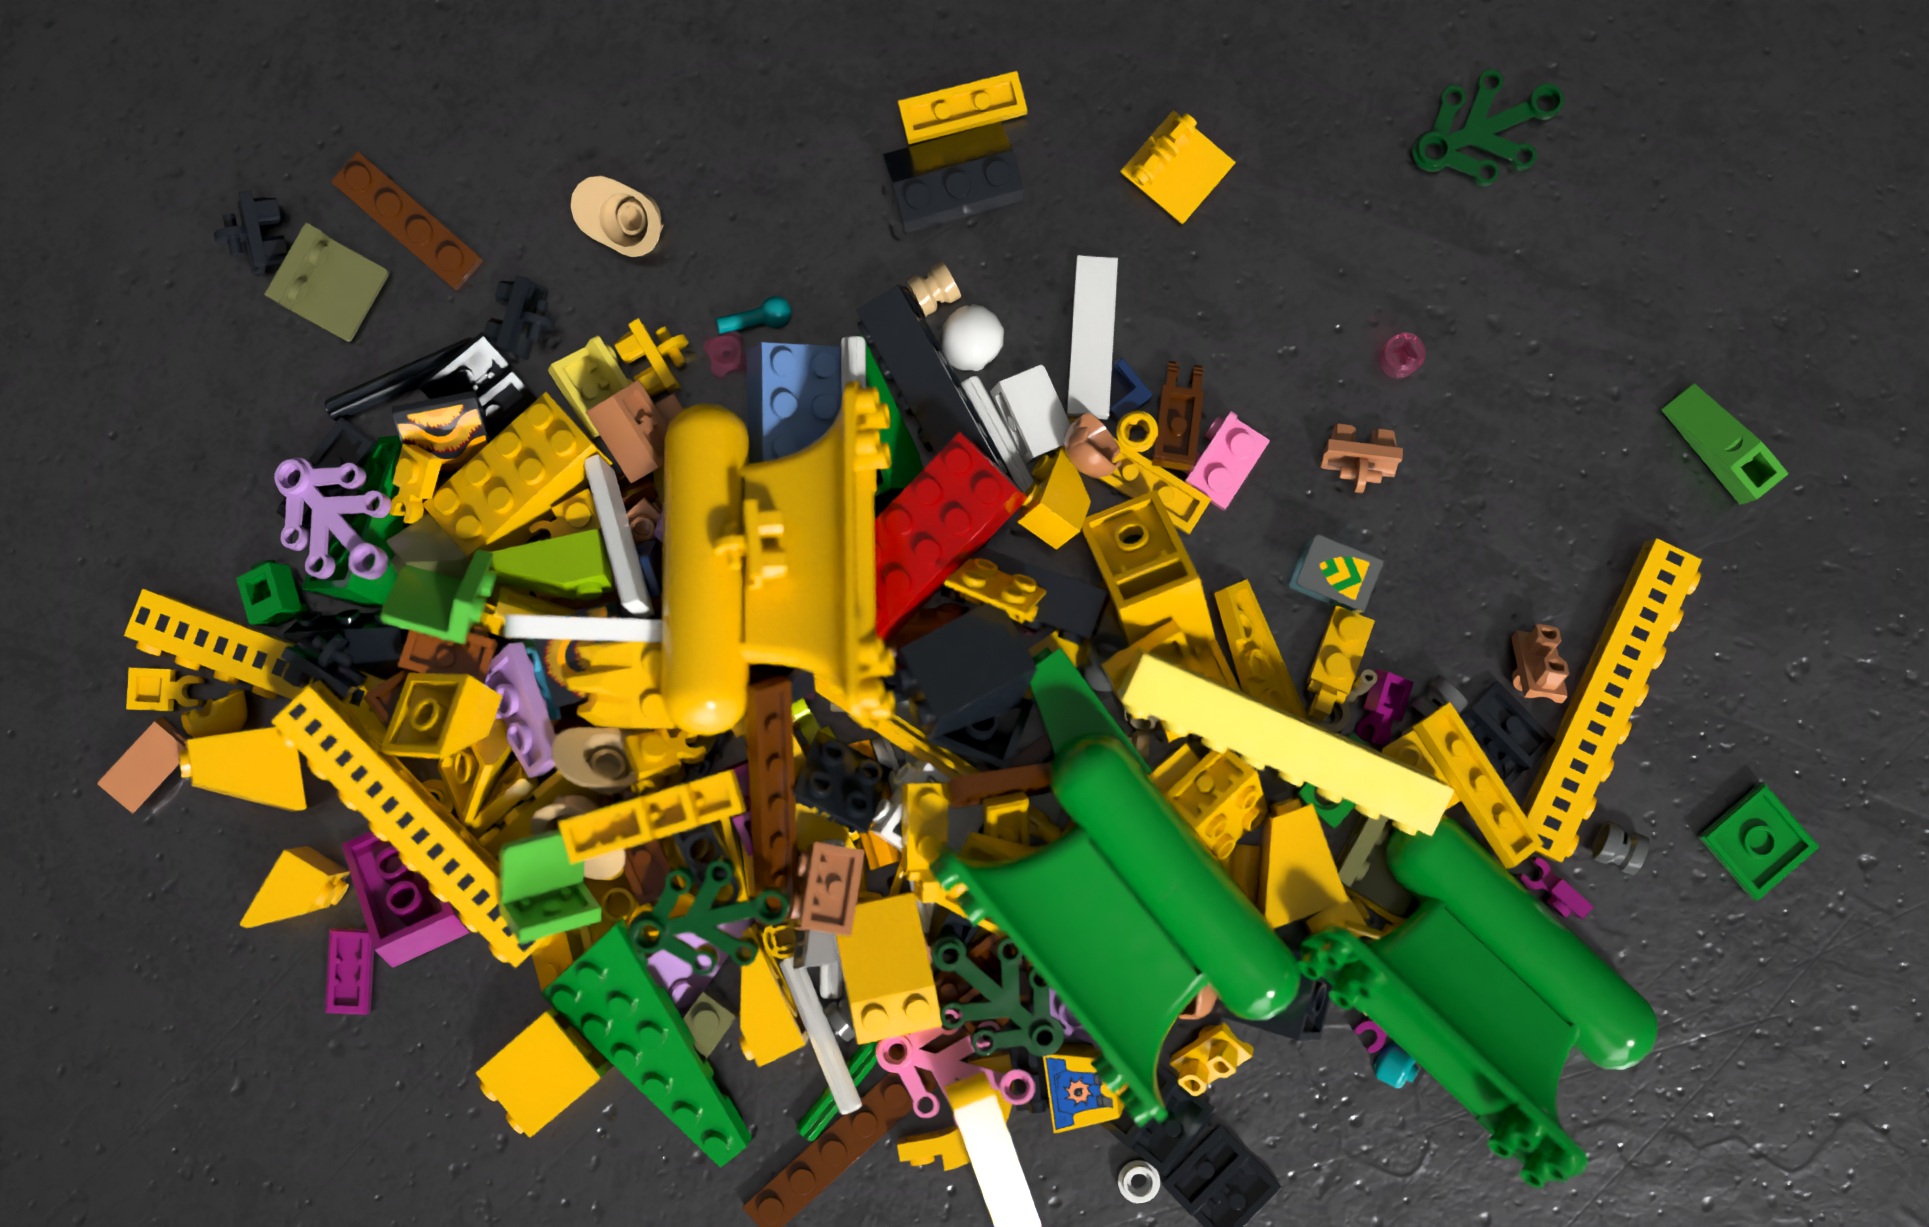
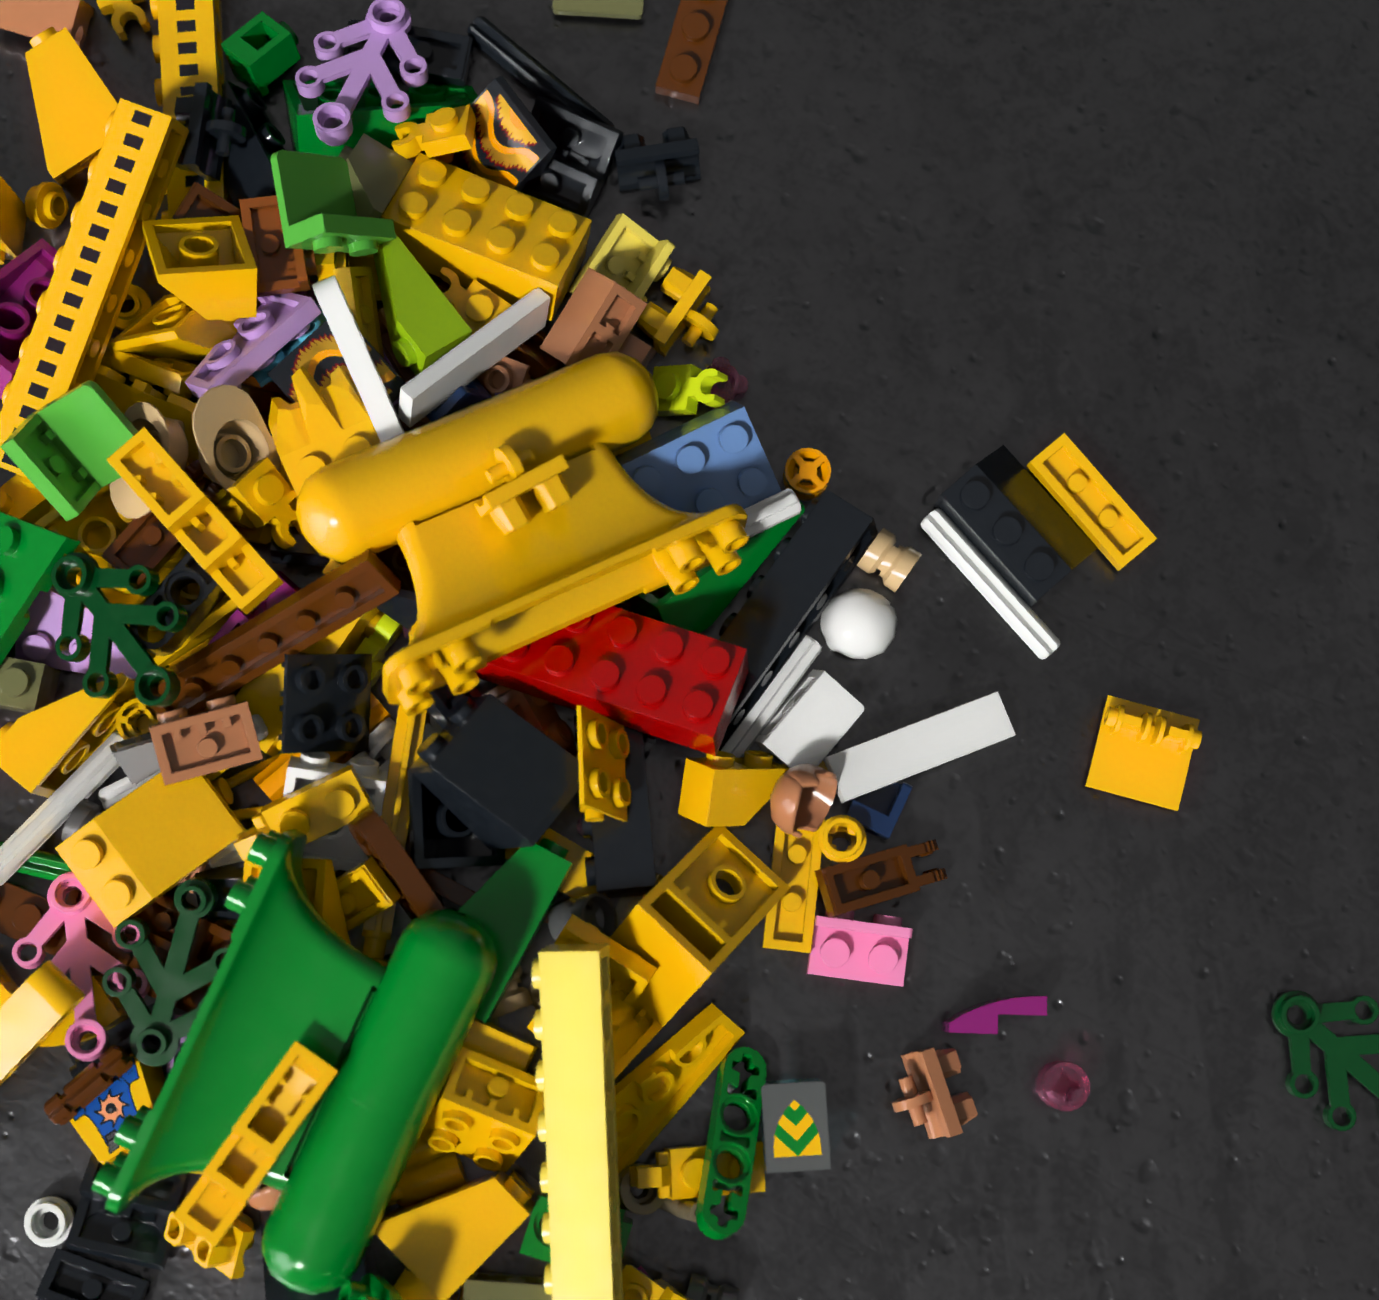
camera: 60 degrees right, 5 degrees down
(218, 716) = (113, 61): yellow hair -> none
(315, 827) = (46, 205): none -> yellow plate
(617, 215) = (806, 208): tan piece -> none
(717, 381) = (683, 386): none -> neon yellow plate
(773, 312) = (786, 412): teal bar -> none
(831, 312) = (812, 467): none -> light orange wheel
(988, 219) = (990, 583): none -> white axle
(1052, 1101) = (88, 1085): none -> reddish brown axle
(1165, 983) = (255, 1143): none -> yellow slope
(1322, 389) = (984, 1016): none -> magenta slope
(1330, 623) = (726, 1140): none -> green beam
(1387, 702) = (681, 1246): magenta plate -> none

